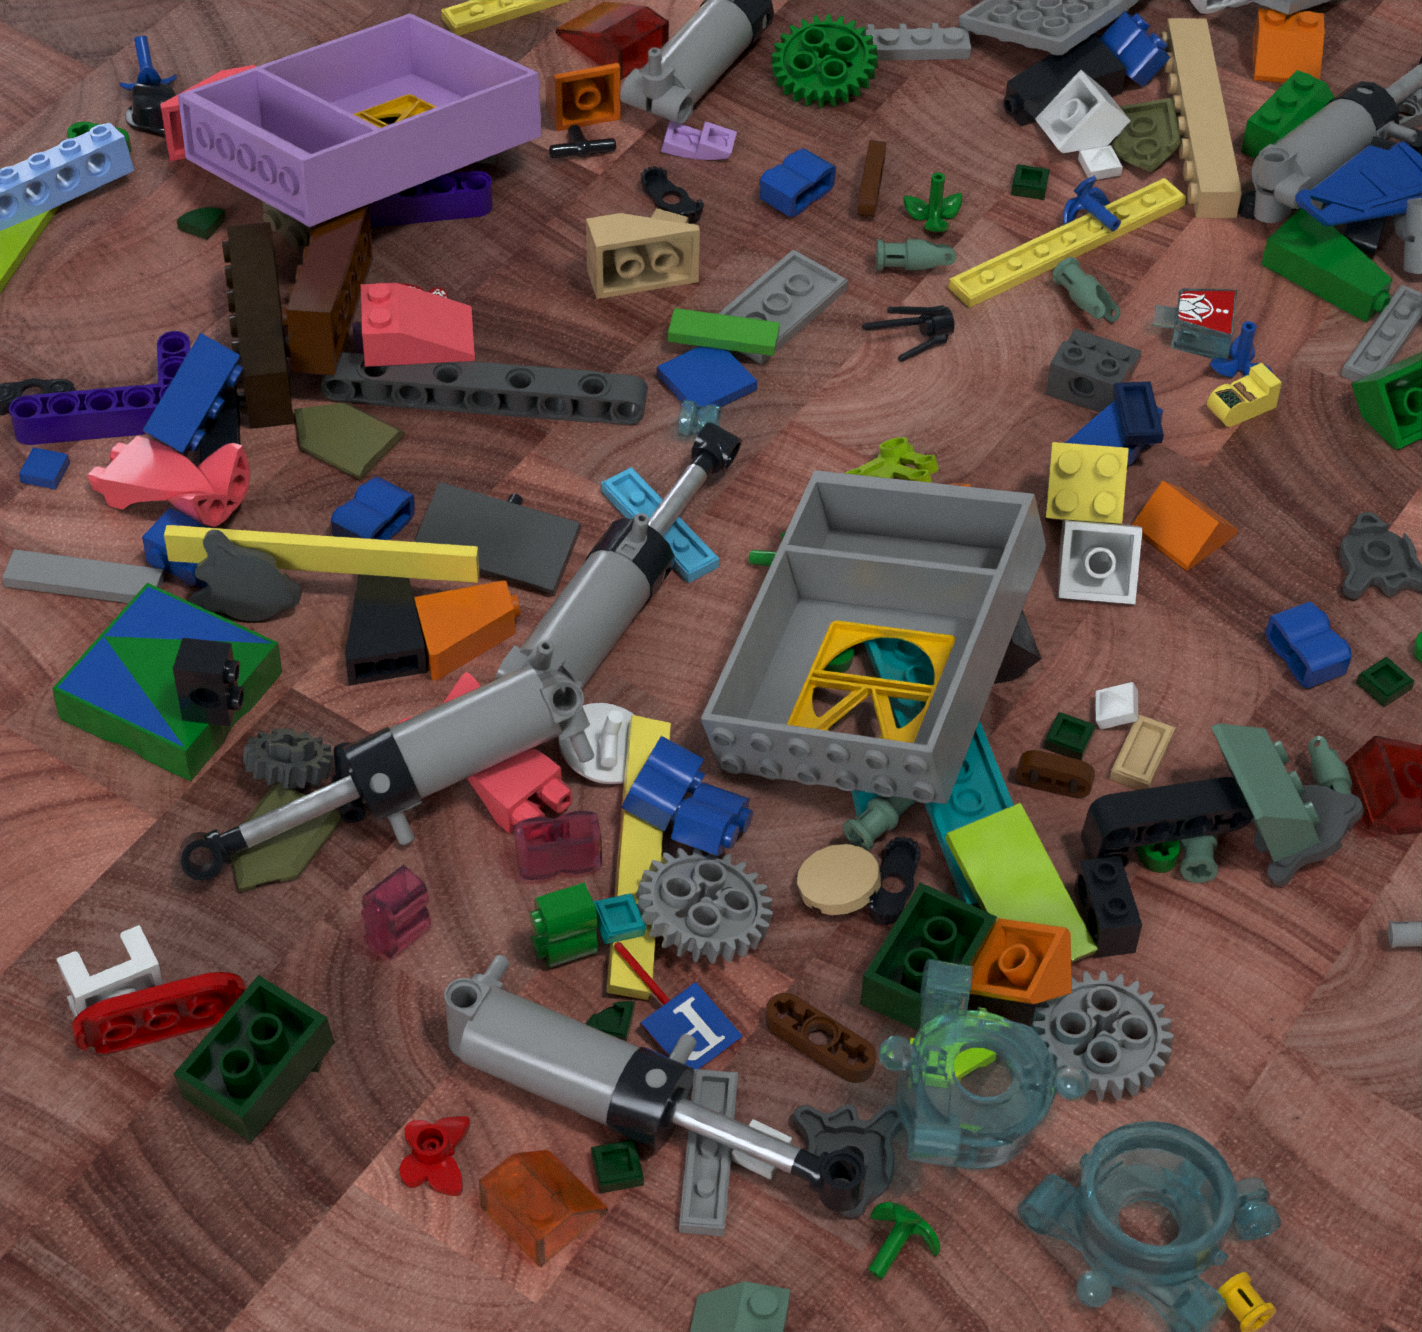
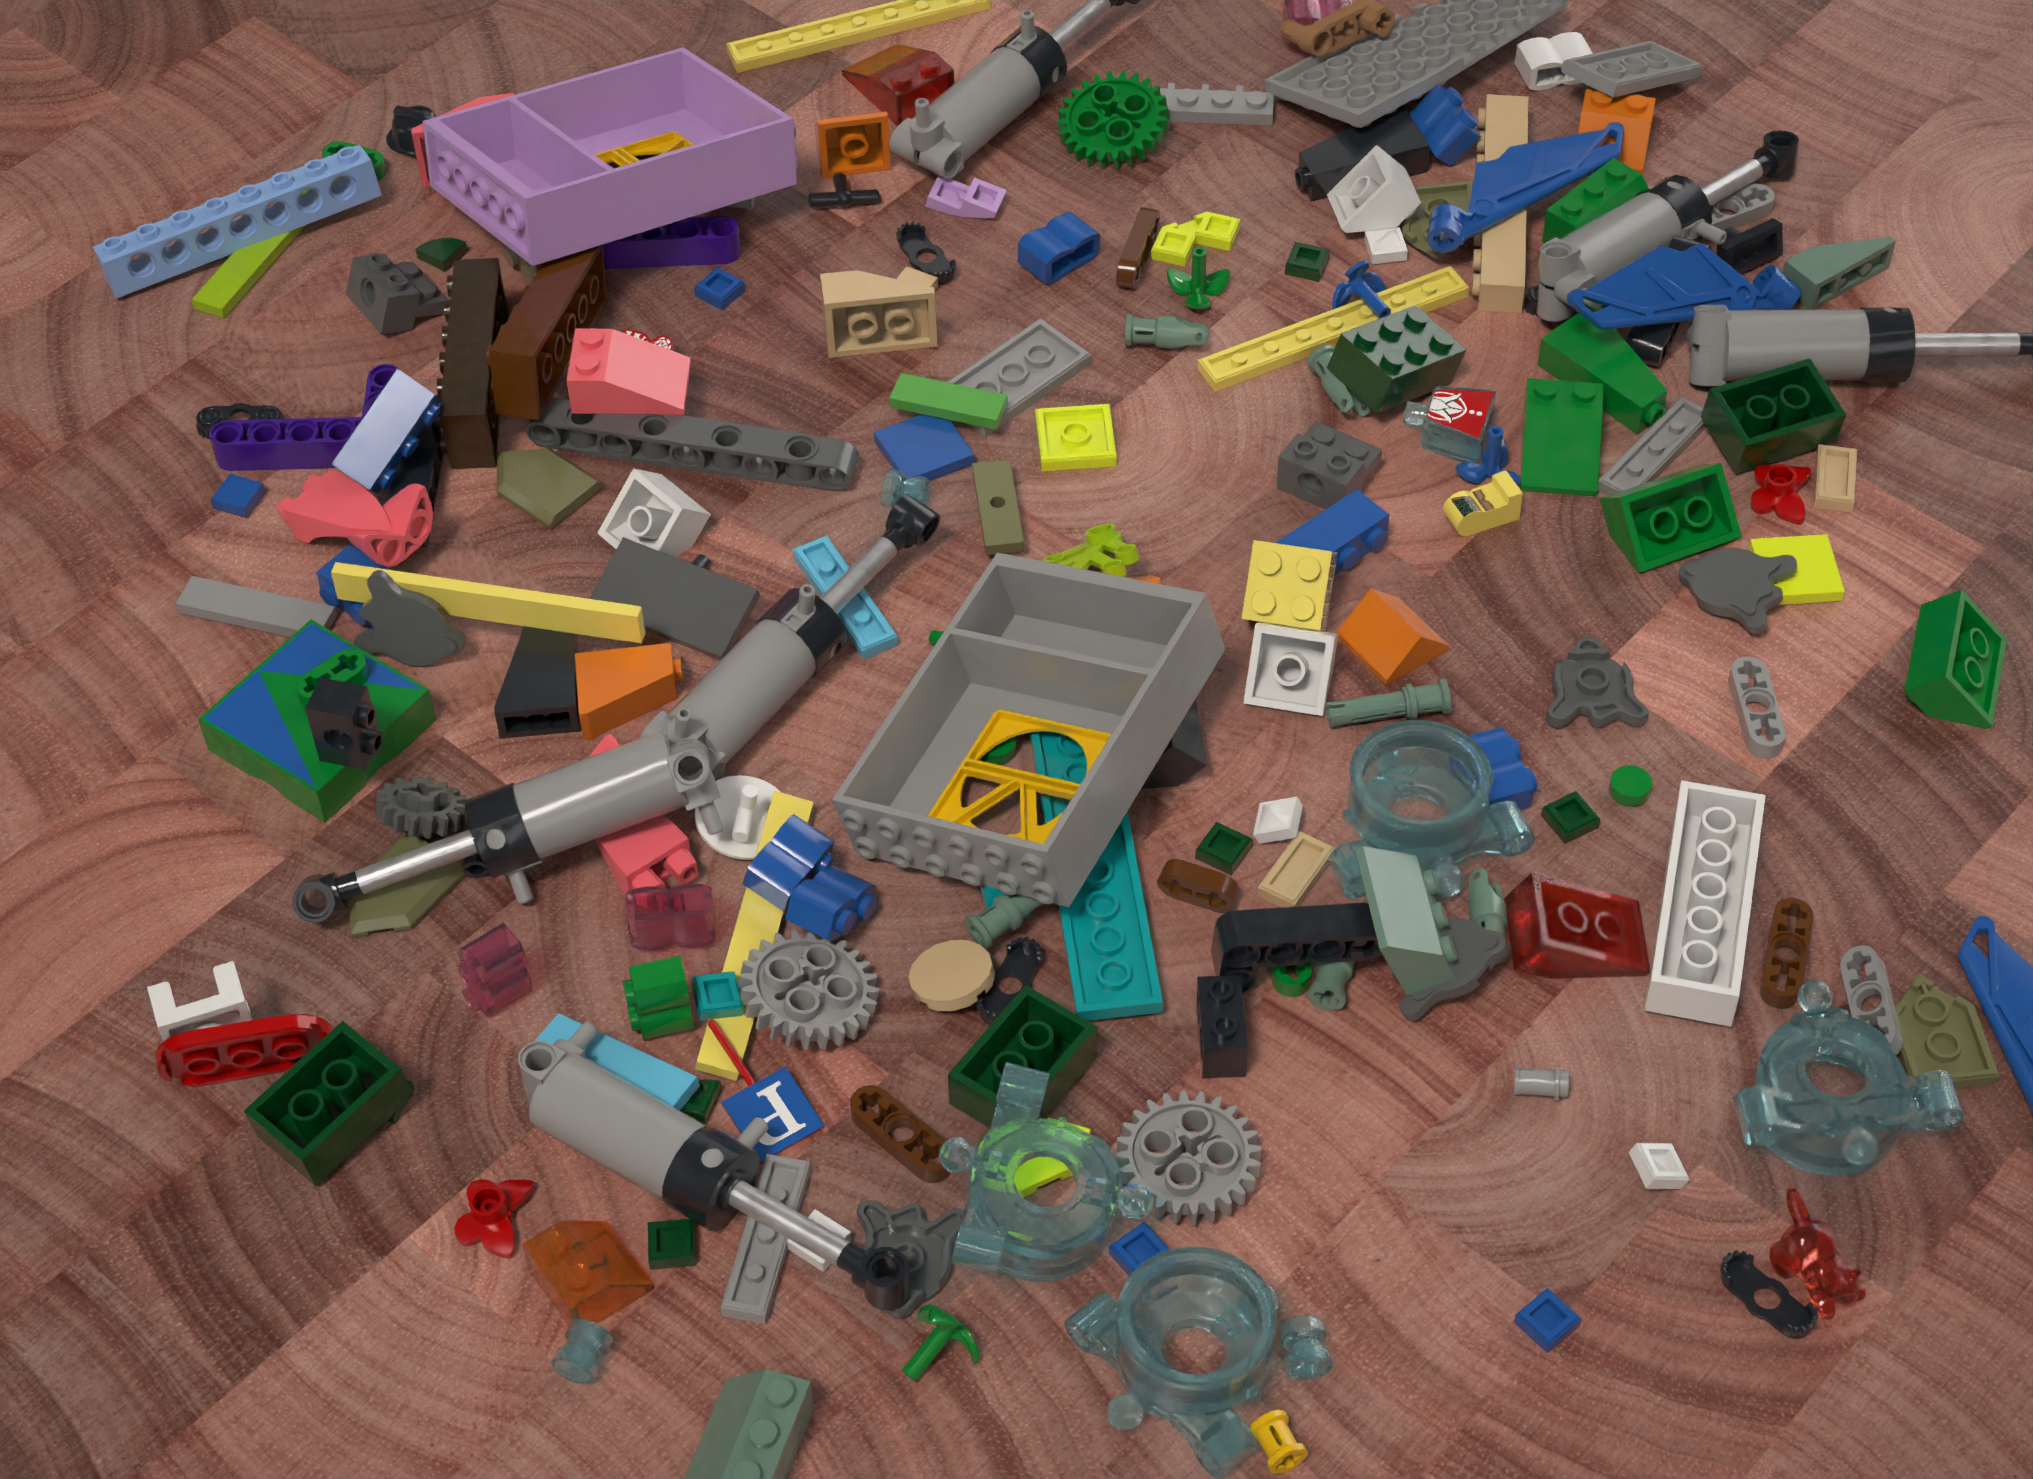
camera: 10 degrees right, 0 degrees up
(147, 73) = (411, 95): blue plant -> none
(163, 263) = (392, 292): none -> dark grey brick
(171, 637) = (334, 668): none -> green beam
(375, 512) = (556, 565): blue brick -> none
(462, 458) = (654, 515): none -> white slope
(480, 240) = (719, 288): none -> blue tile
(552, 1283) = (581, 1352): none -> clear light blue wheel
(556, 995) = (639, 1068): none -> medium azure tile
(790, 429) = (997, 507): none -> olive tile
(848, 359) = (1075, 437): none -> neon yellow tile
(931, 157) = (1209, 229): none -> neon yellow tile
(933, 322) = (1170, 404): black plant -> none
(1016, 876) = (1132, 1005): lime tile -> none
(1024, 963) = (1115, 1077): orange slope -> none
(1073, 1132) = (1136, 1248): none -> blue tile
(1138, 265) = (1396, 358): none -> dark green brick
(1138, 413) = (1360, 515): dark blue tile -> none
(1213, 584) = (1408, 702): none -> sand green pin
(1216, 95) = (1519, 180): none -> blue wing
(1268, 644) = (1433, 764): none -> clear light blue piece
(1301, 328) = (1561, 437): none -> green slope

